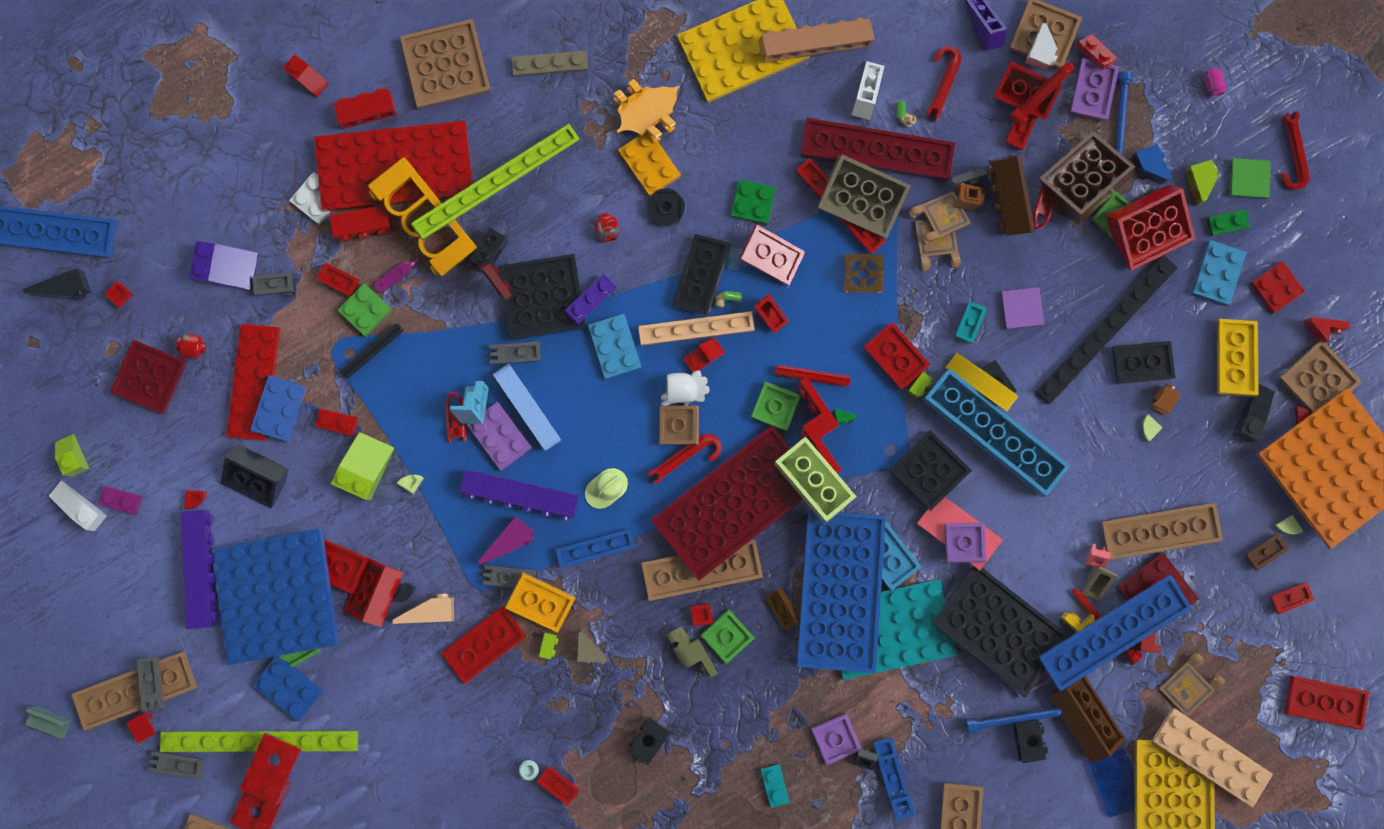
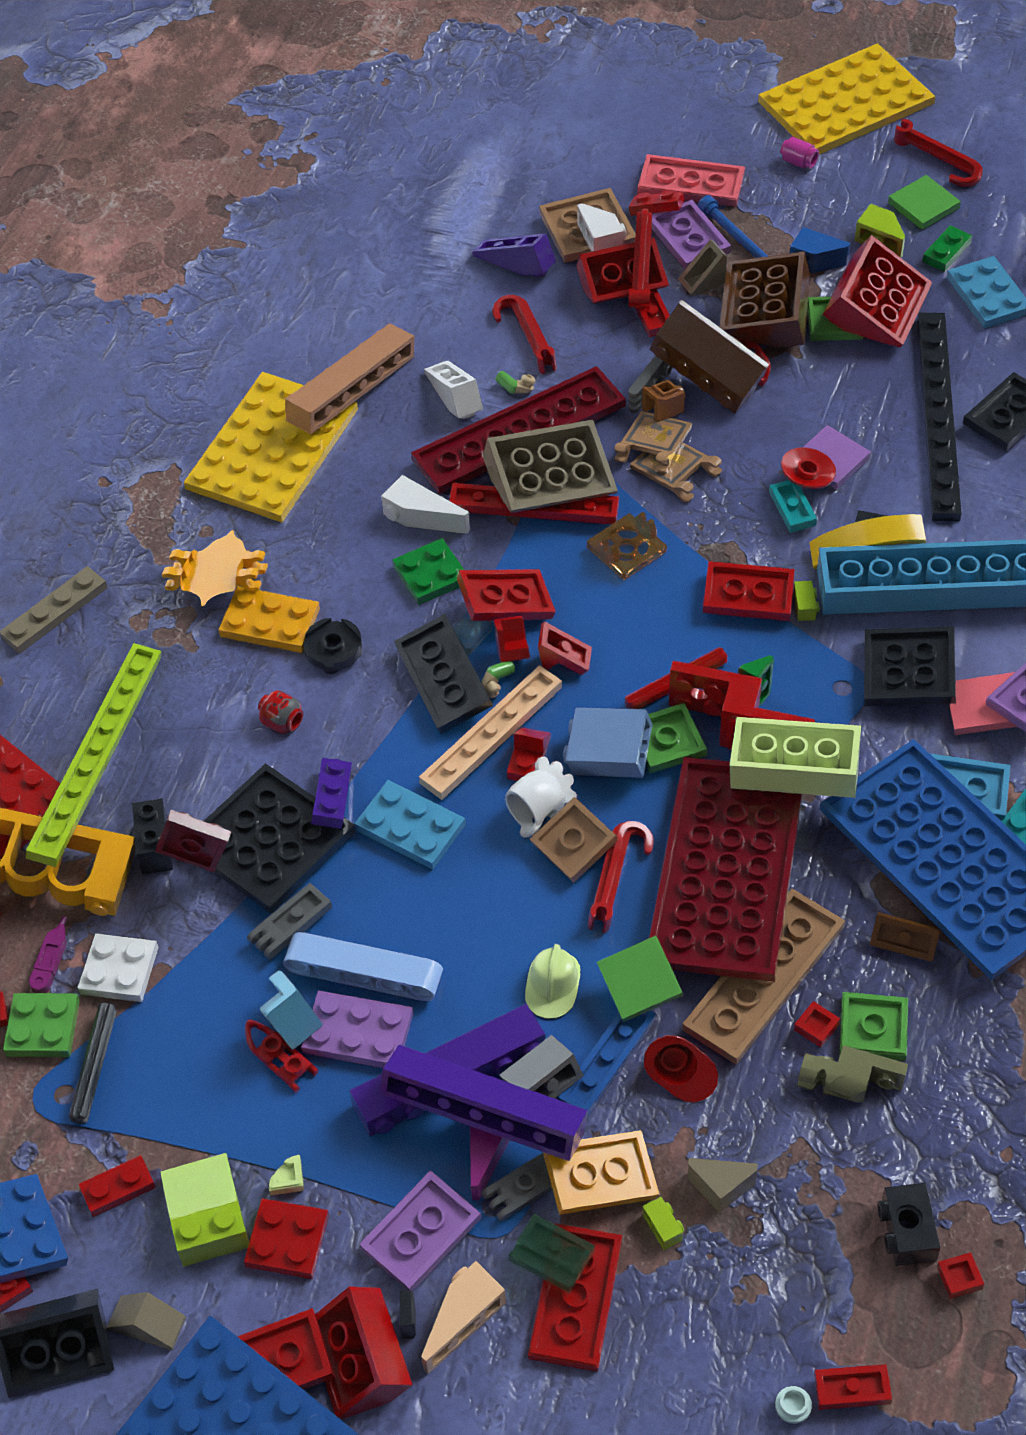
camera: 35 degrees left, 30 degrees down
(299, 498) = (147, 1320): none -> dark tan slope
(387, 511) = (286, 1238): none -> red plate
(421, 308) = (118, 967): none -> white plate
(443, 559) = (420, 1231): none -> medium lavender plate
(486, 621) = (551, 1253): none -> clear green plate
(511, 531) = (483, 1102): none -> dark purple brick
(555, 534) = (545, 1069): none -> brick
(620, 582) = (681, 1068): none -> red piece
(639, 527) = (639, 978): none -> bright green tile
(649, 780) = (960, 1275): none -> red plate
(741, 387) = (608, 742): none -> medium blue brick
(751, 284) = (511, 639): none -> red panel
(779, 156) = (421, 508): none -> white slope
(1006, 309) = (808, 468): none -> red dish
(1075, 125) = (706, 270): none -> dark tan slope
(1136, 47) = (693, 178): none -> coral tile
(1286, 61) = (846, 98): none -> yellow plate

